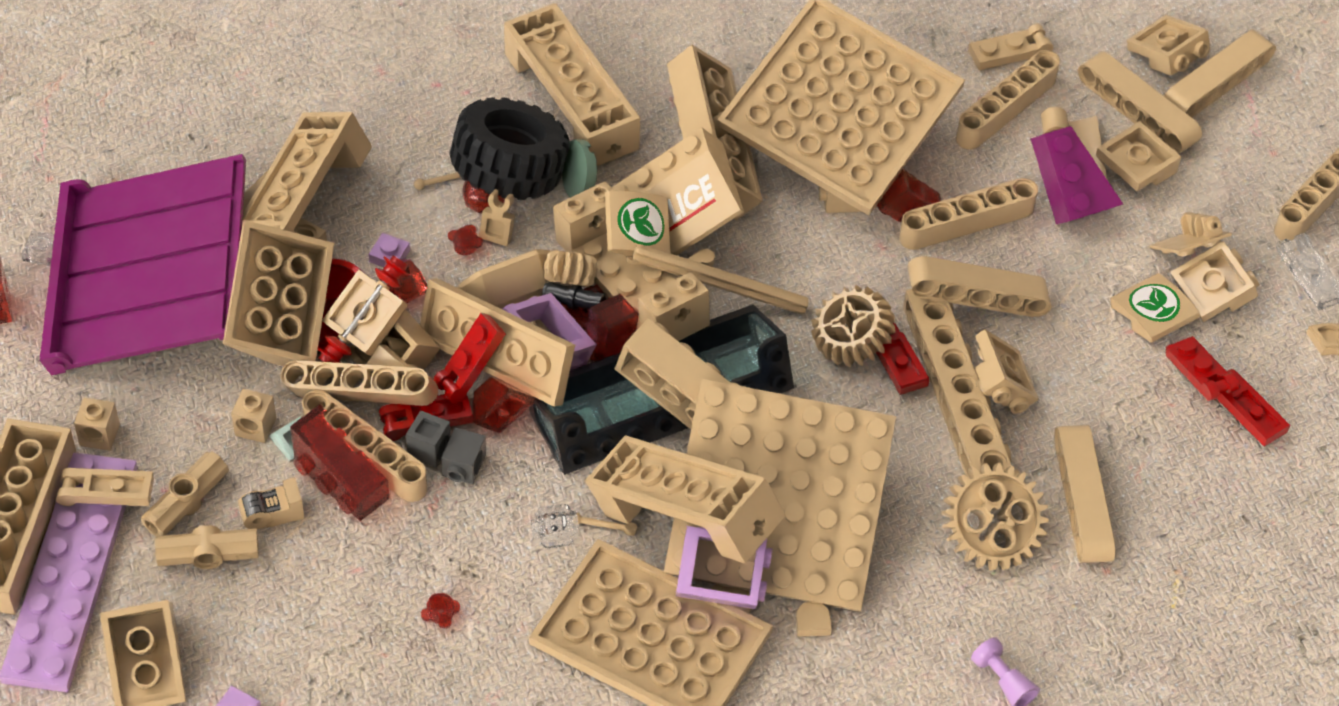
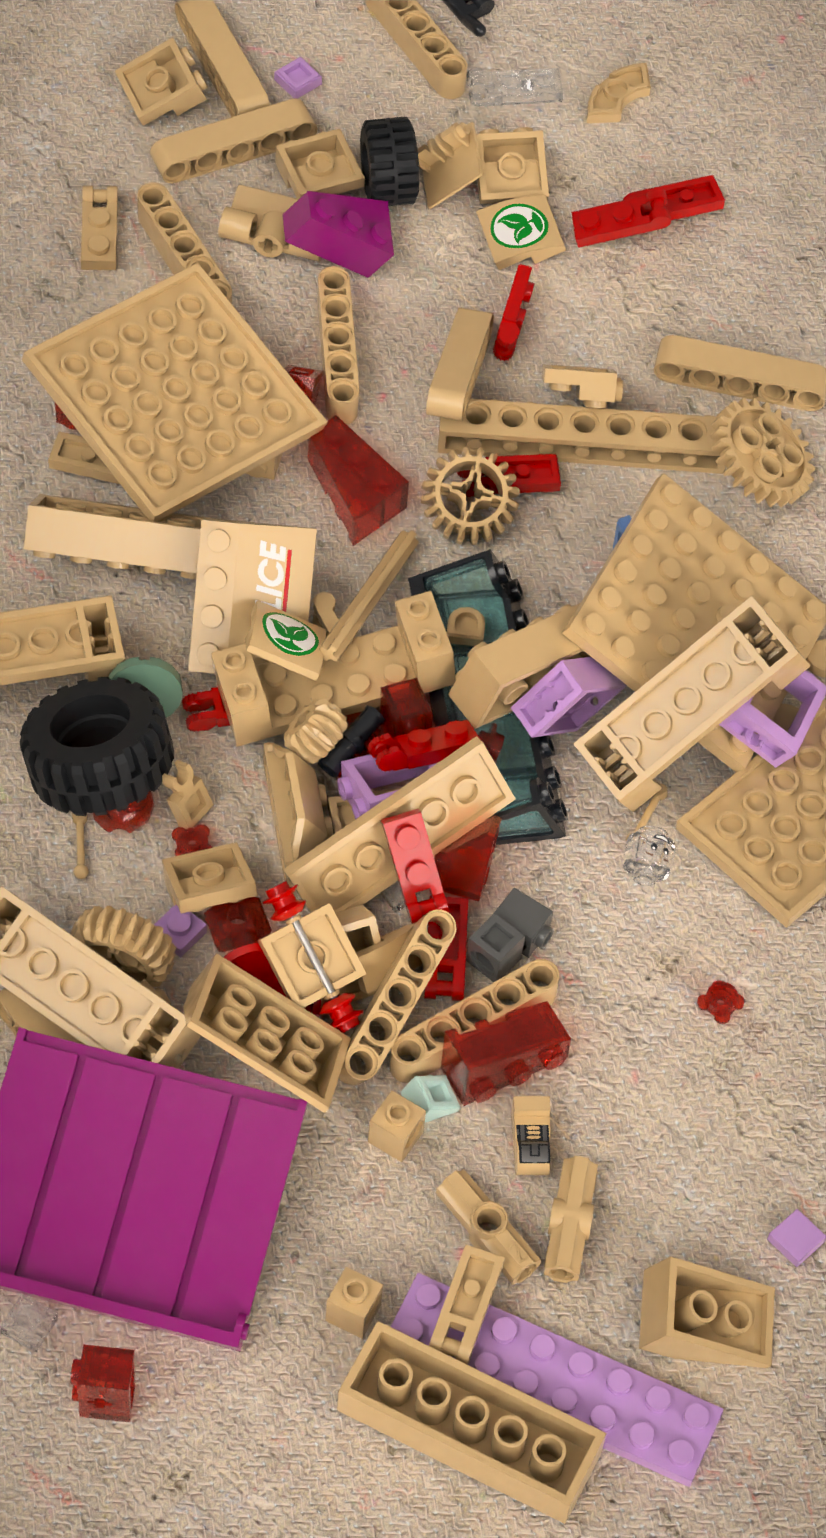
camera: 75 degrees left, 5 degrees up
(345, 208) = (127, 942): none -> tan gear
(426, 247) = (208, 878): none -> tan plate
(572, 327) = (420, 746): none -> red hinge
(616, 392) = (492, 740): none -> clear red plate
(661, 415) = (565, 697): none -> lavender window
(729, 357) = (466, 626): none -> tan tile
(836, 253) = (357, 479): none -> clear red wedge
(1062, 318) = (513, 314): none -> red hinge
(1160, 192) = (390, 160): none -> black tyre
(1233, 130) = (298, 78): none -> lavender tile

